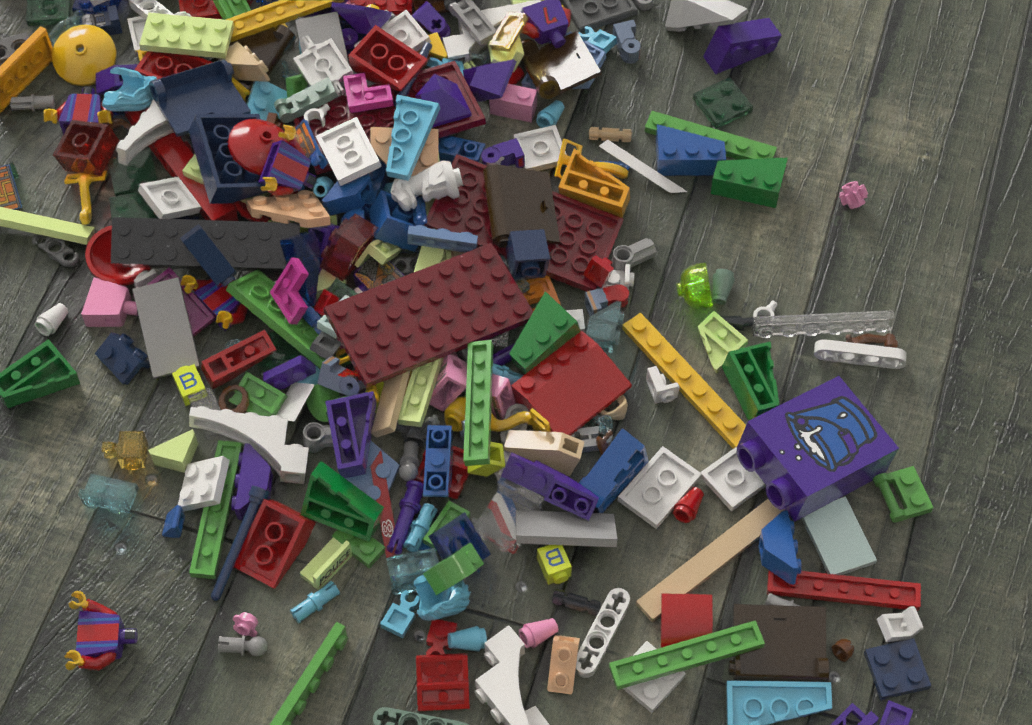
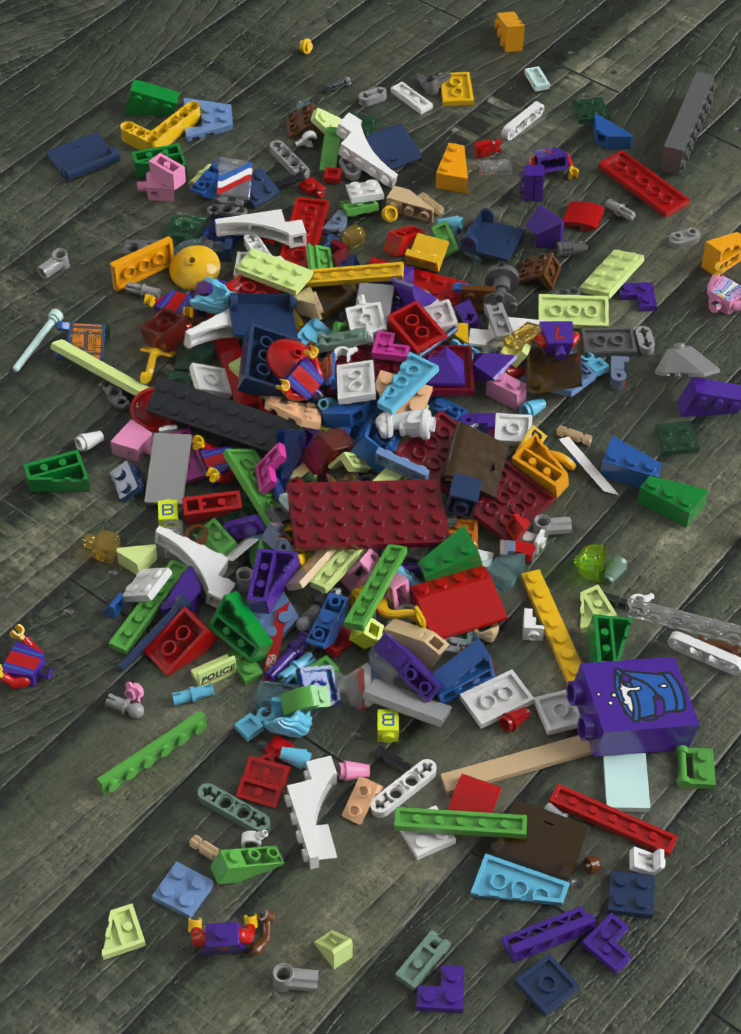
camera: 20 degrees right, 10 degrees down
(108, 493) = (75, 571): clear light blue bracket -> none
(208, 256) = (217, 423): dark blue slope -> none
(735, 146) = (669, 469): bright green plate -> none
(779, 548) = (571, 770): blue slope -> none

